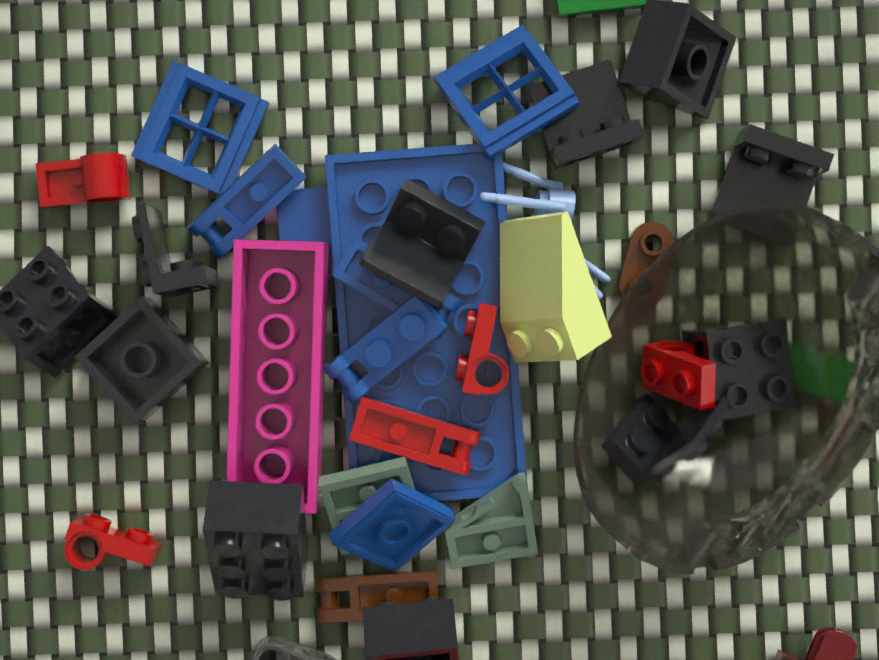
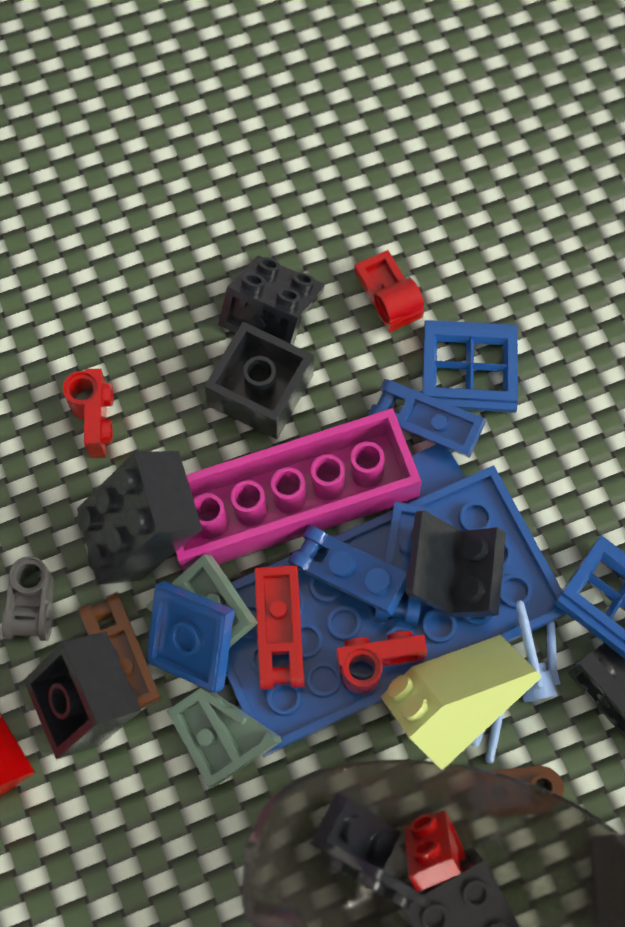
camera: 65 degrees right, 20 degrees down
(157, 270) = (346, 364): black bracket -> none

